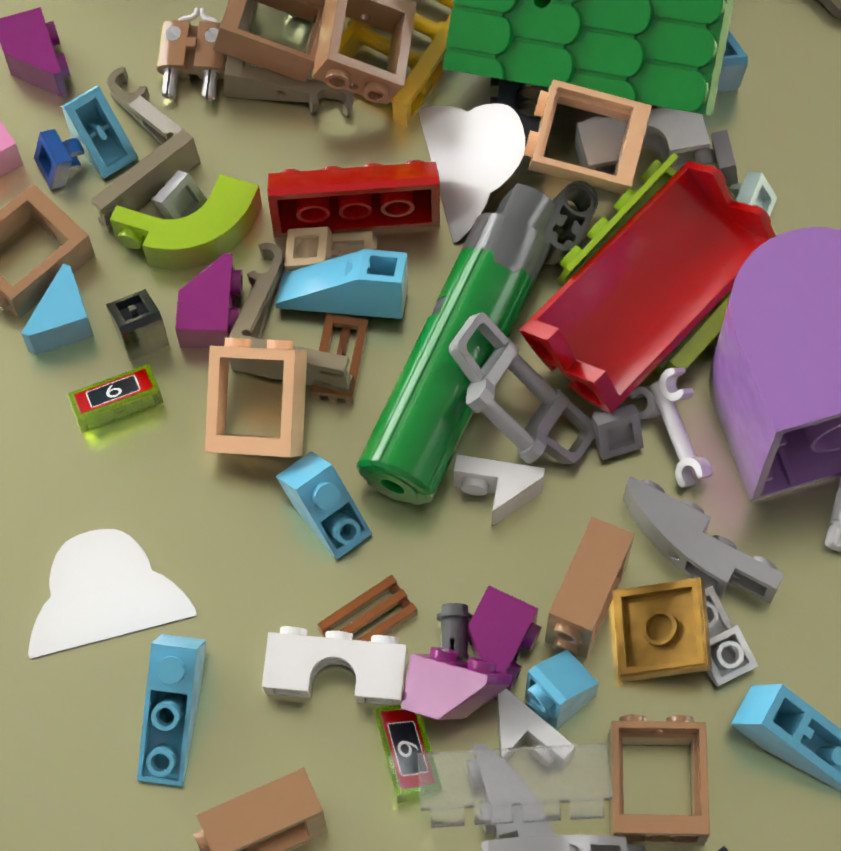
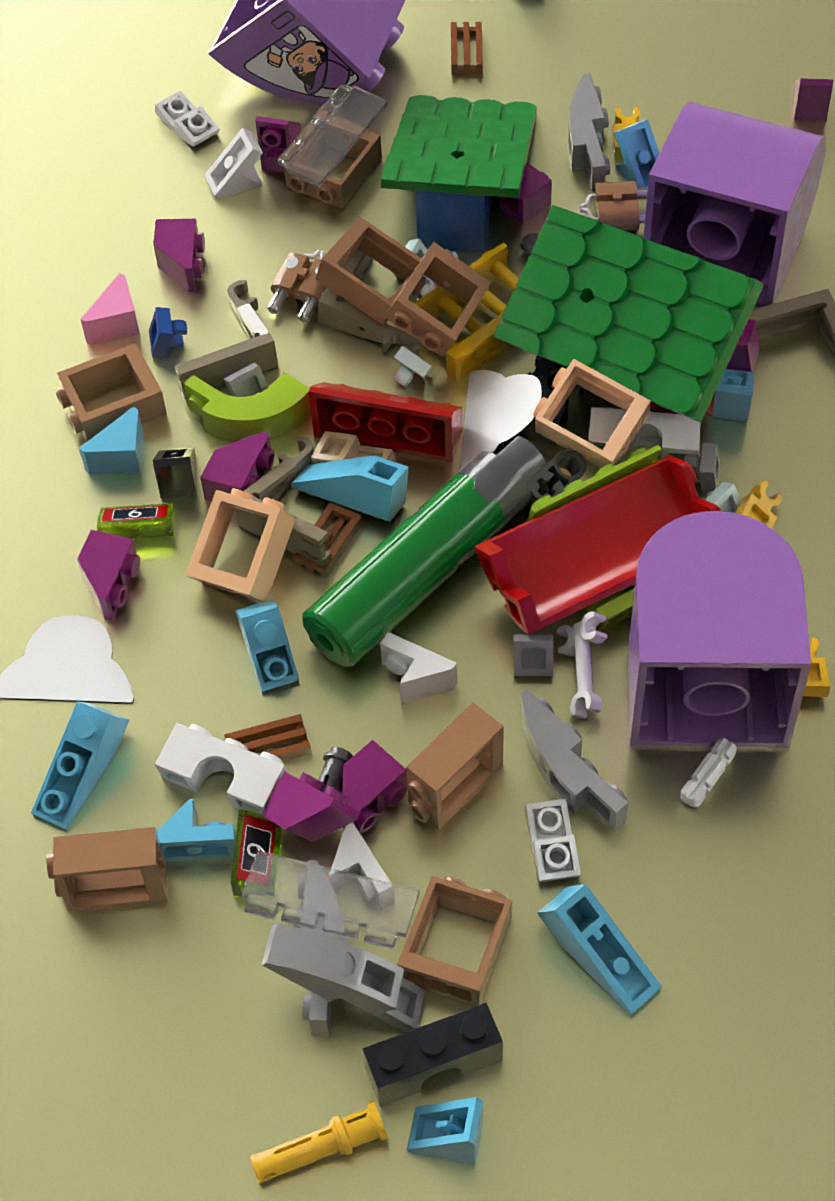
camera: 20 degrees right, 10 degrees down
(99, 132) = (203, 319): medium azure slope -> none
(106, 468) = (106, 568): none -> magenta slope
(327, 762) = (185, 840): none -> medium azure slope
(356, 125) = (411, 365): none -> light aqua tile
(481, 391) = (486, 615): light grey bar -> none
(559, 688) = (399, 838): medium azure slope -> none
(662, 629) = (508, 820): pearl gold tile -> none
(789, 200) = (758, 505): none -> yellow plate

